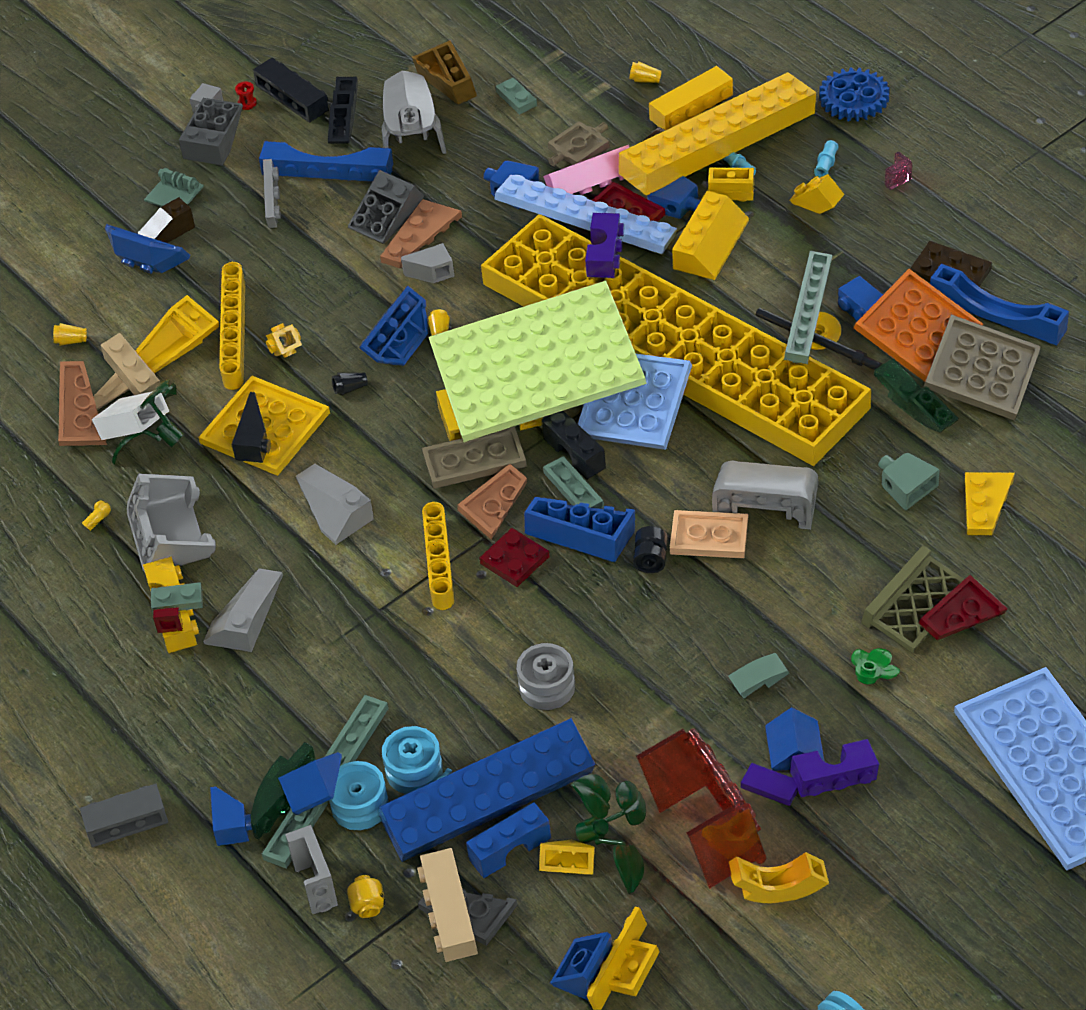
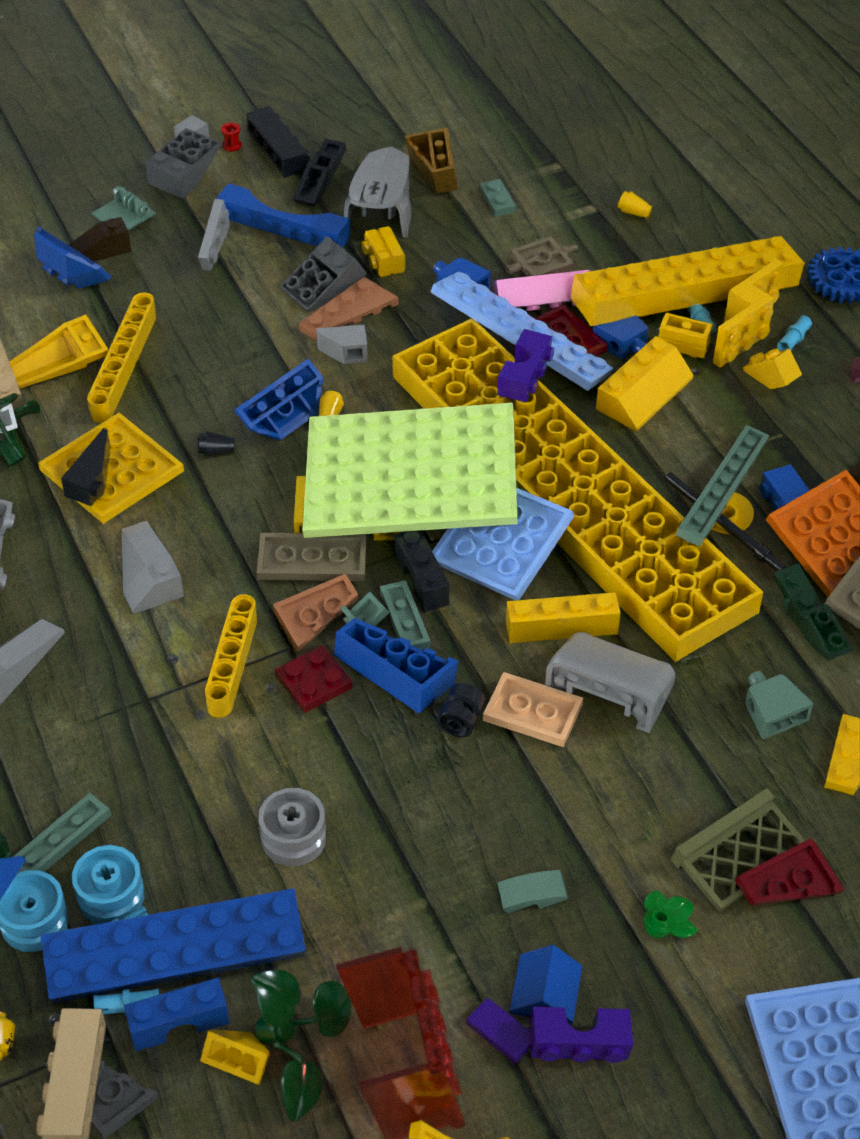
camera: 10 degrees right, 0 degrees up
(291, 340) = (175, 384): yellow brick -> none
(432, 171) = (383, 251): none -> yellow brick
(459, 843) = (115, 1002): none -> medium azure pin
(539, 487) = (367, 610): none -> sand green bracket
(691, 98) = (673, 239): yellow brick -> none
(707, 453) = (562, 617): none -> yellow brick
(781, 150) = (748, 313): none -> yellow bracket

